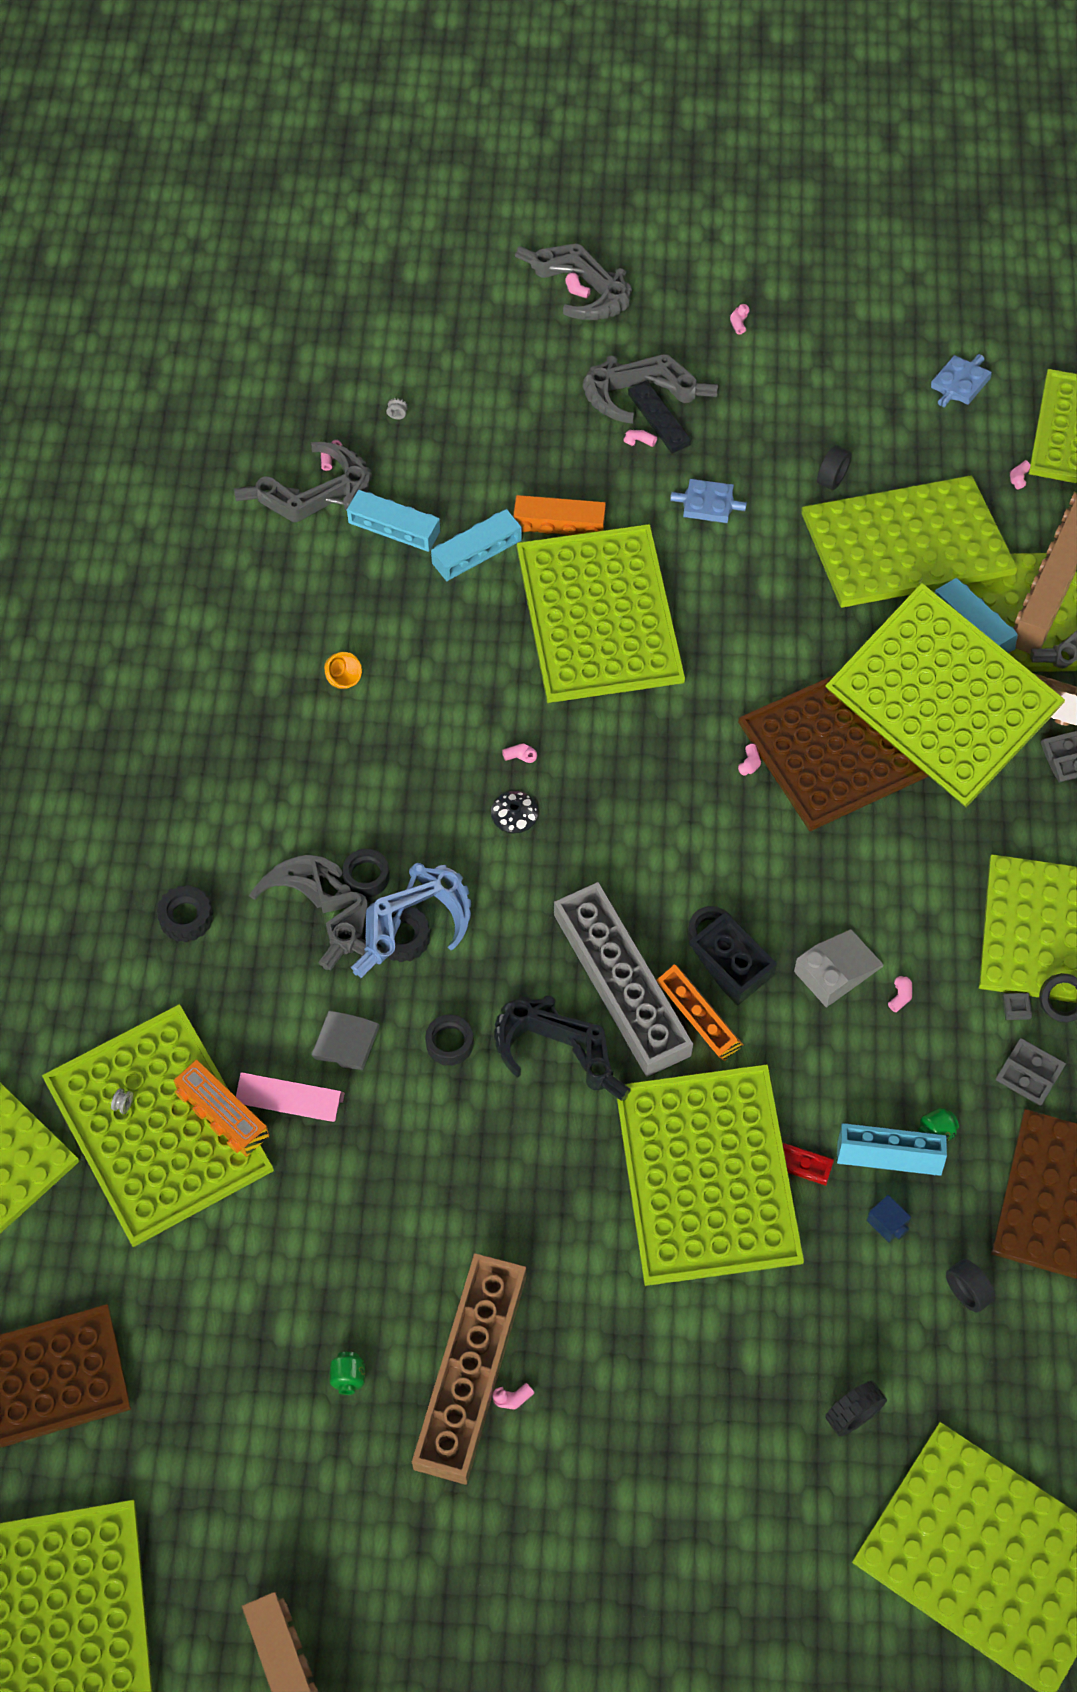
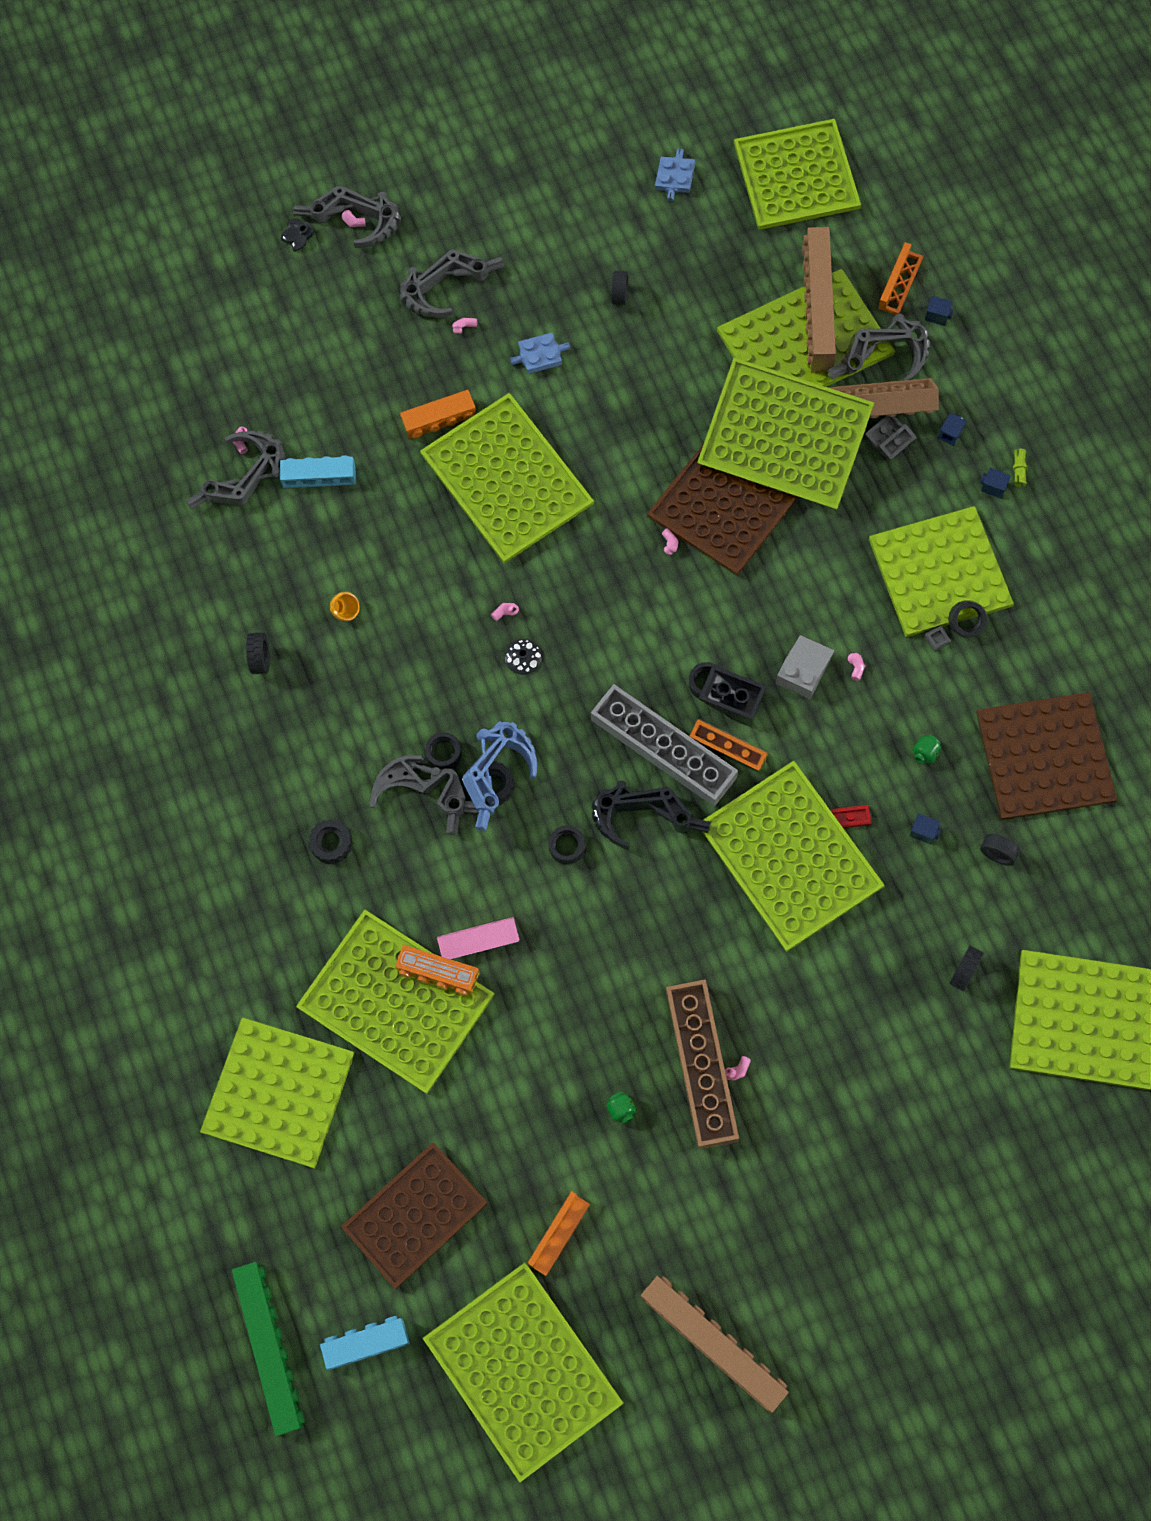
camera: 20 degrees left, 10 degrees up
(122, 1101) = (365, 997): light grey bush -> none
(191, 1486) = (558, 1234): none -> orange fence
(219, 676) = (258, 653): none -> black tyre
(345, 1040) = (494, 879): dark grey slope -> none
(397, 409) = (271, 381): light grey bush -> none
(476, 545) = (389, 464): medium azure brick -> none
(509, 276) = (296, 233): none -> black plate
(659, 417) = (469, 301): black plate -> none
(738, 317) = (486, 194): bright pink arm -> none
(891, 1149) = (904, 780): medium azure brick -> none
(907, 537) = (699, 322): lime plate -> none
(978, 613) = (775, 359): medium azure brick -> none
(1017, 474) = (751, 234): bright pink arm -> none
(1030, 1072) = (968, 681): dark grey slope -> none

